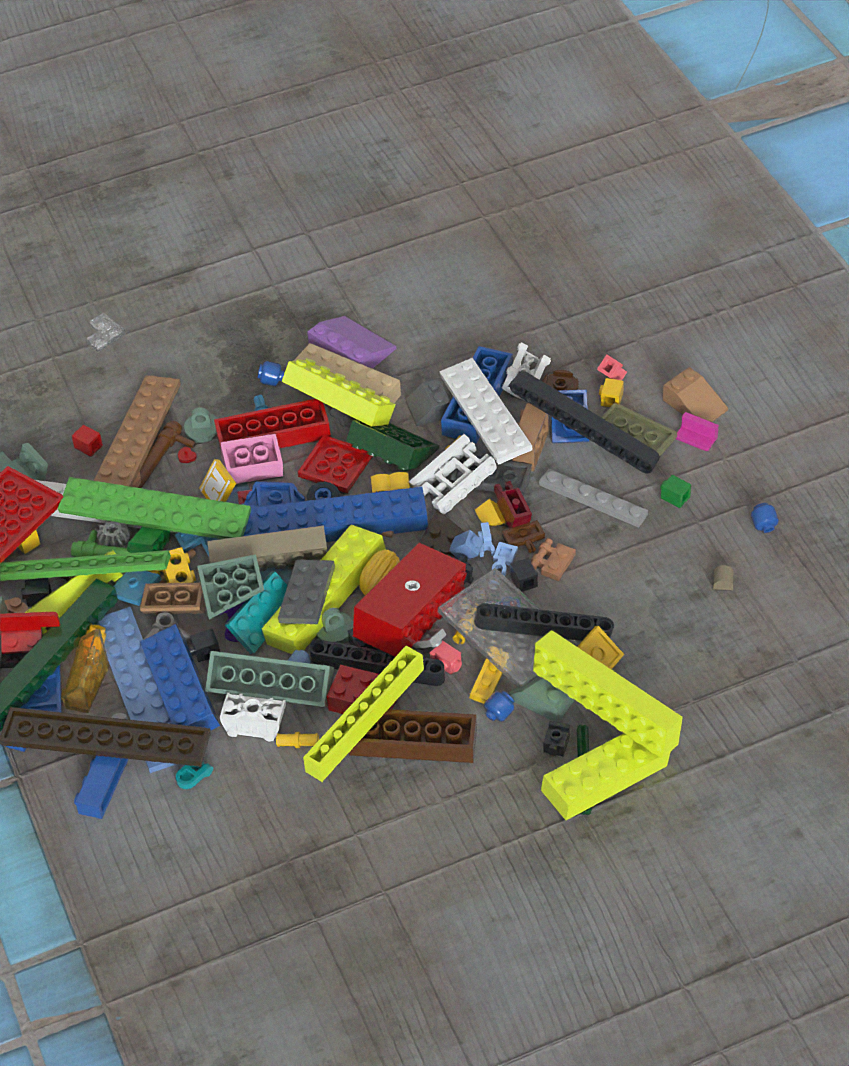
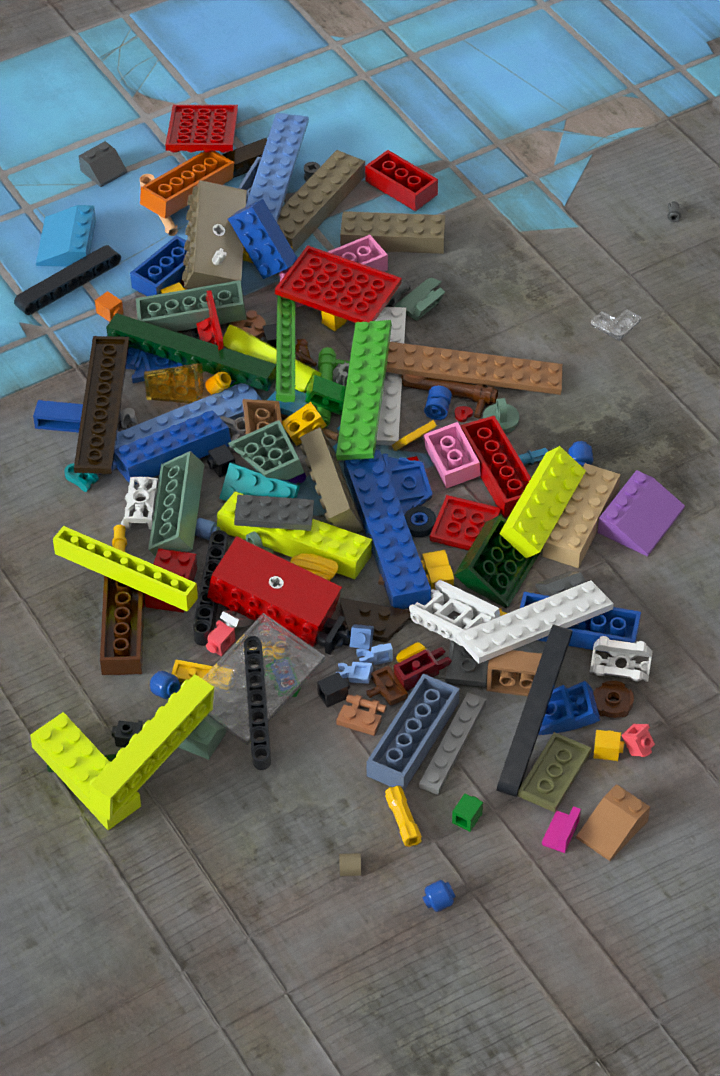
camera: 80 degrees right, 0 degrees up
(87, 440) = (464, 336): red brick -> none
(174, 467) = (438, 402): none -> blue wheel
(586, 517) = (413, 732): none -> sand blue brick
(601, 647) = (227, 753): yellow tile -> none
(688, 534) = (408, 828): none -> yellow axle

